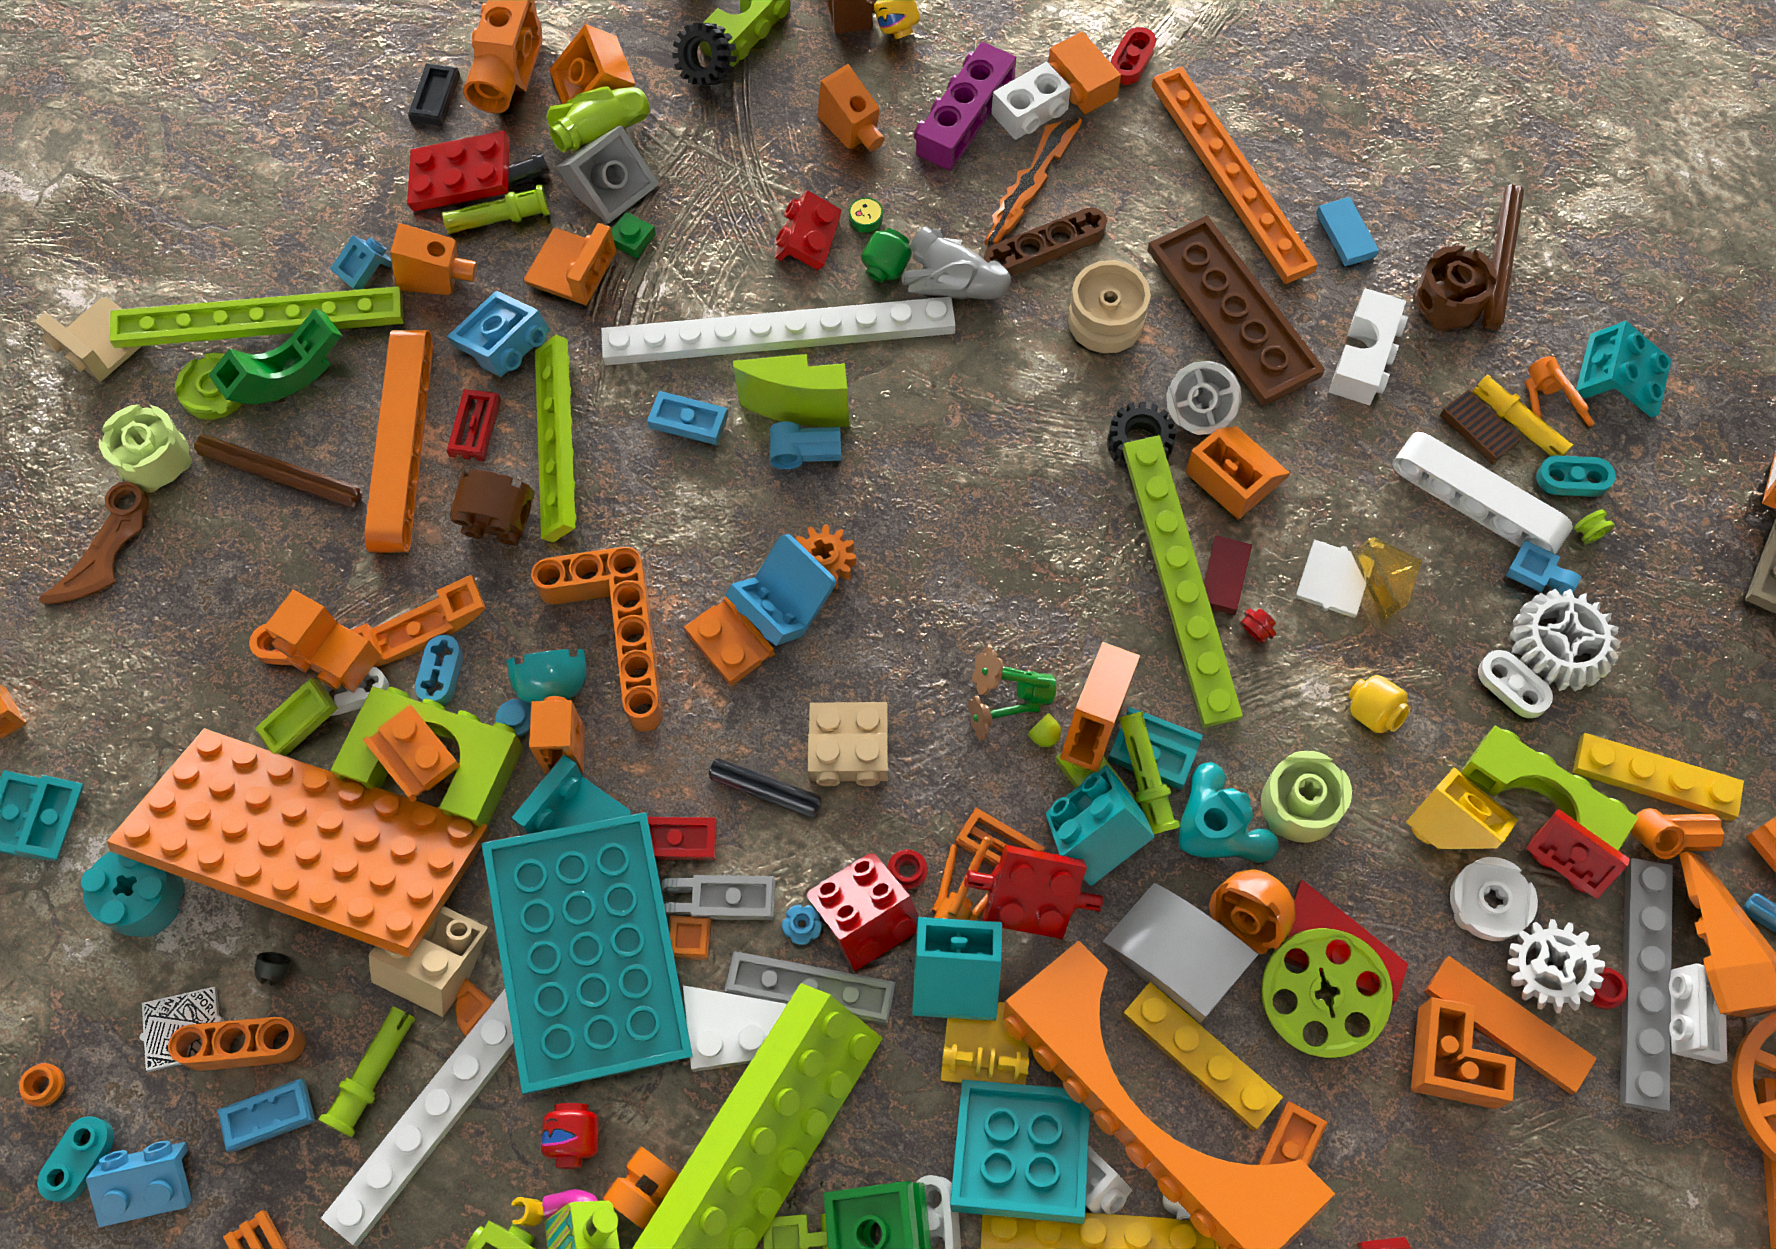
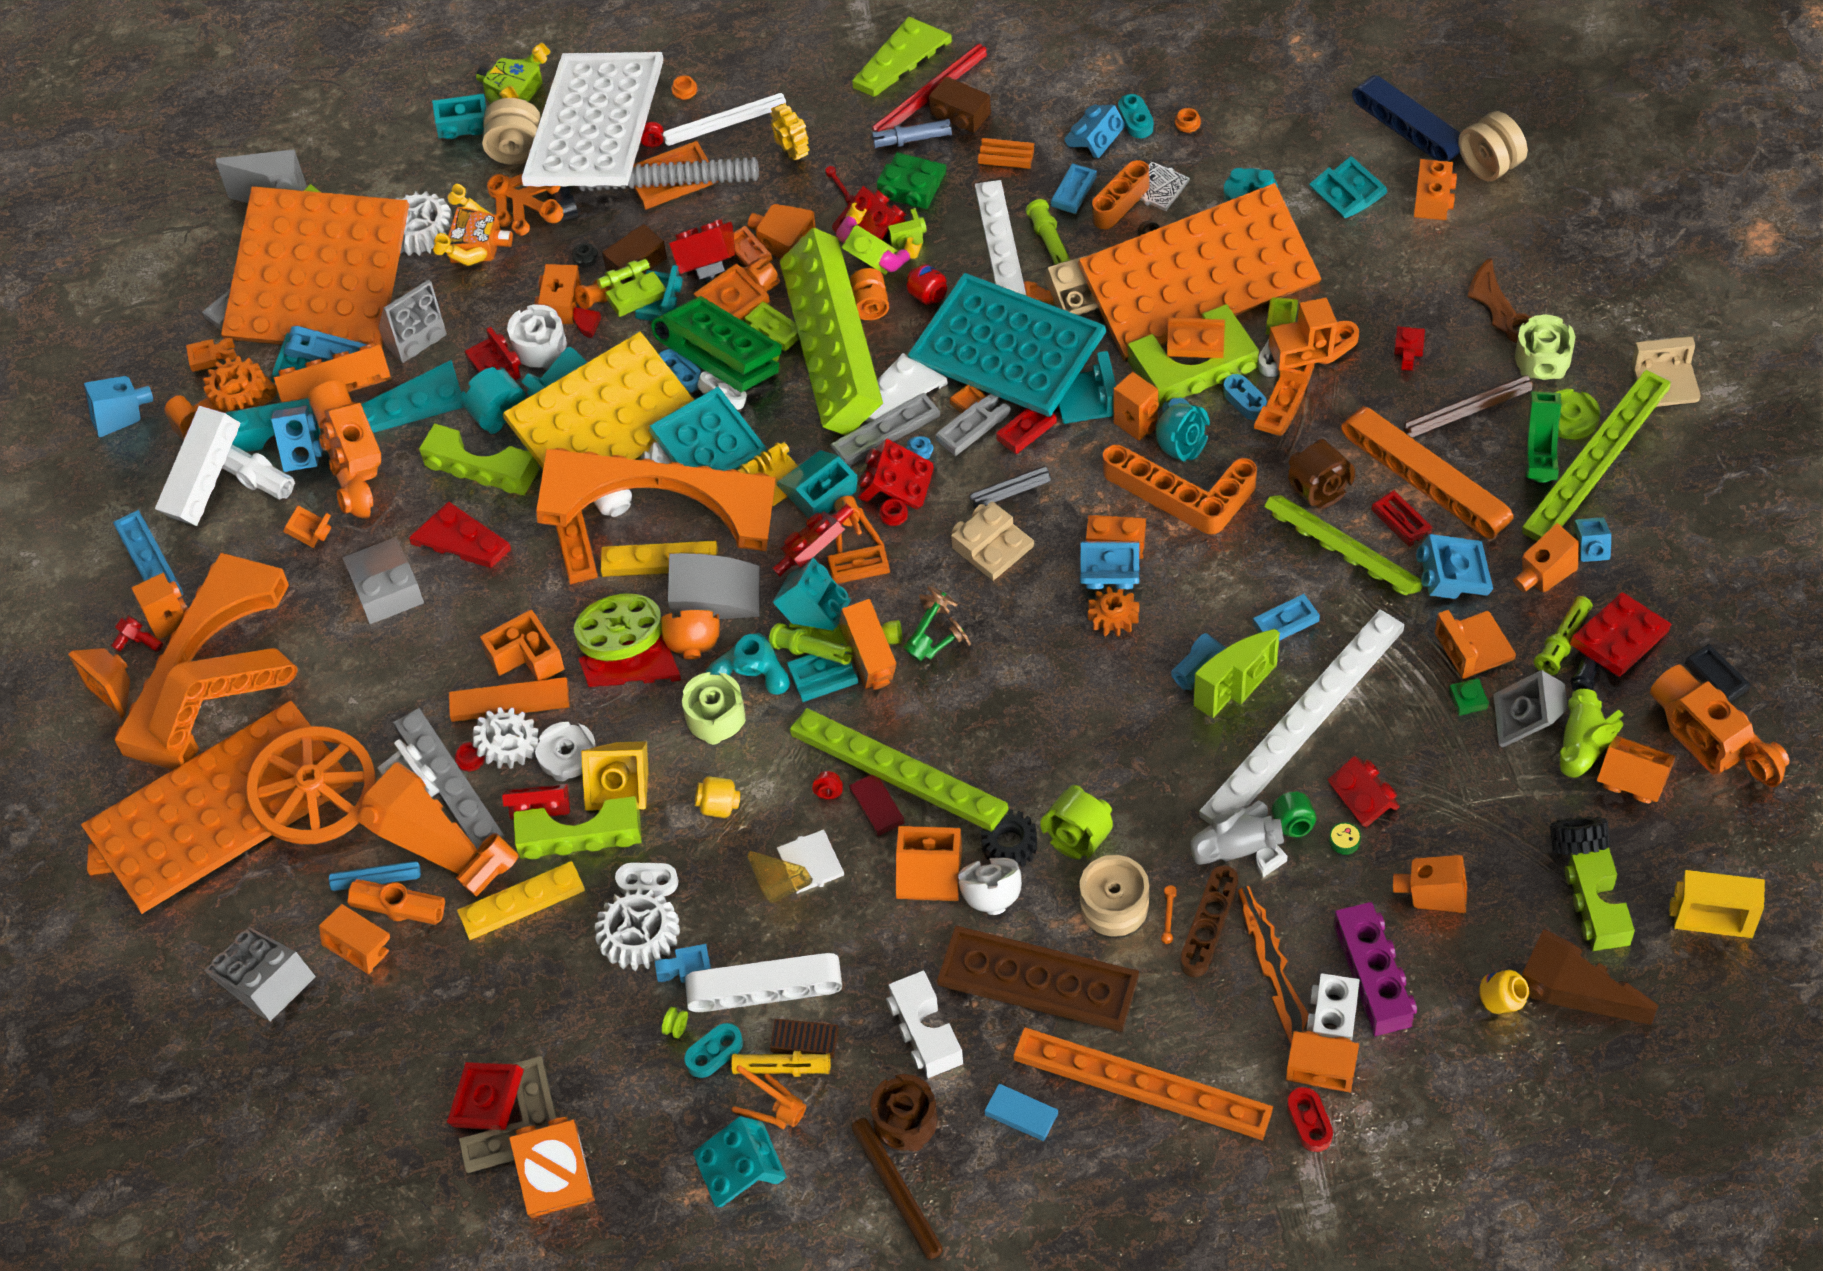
camera: 140 degrees right, 10 degrees down
(233, 580) = (1409, 344): none -> red plate
(1049, 292) = (1169, 892): none -> orange hinge
(1076, 385) = (1077, 823): none -> lime brick

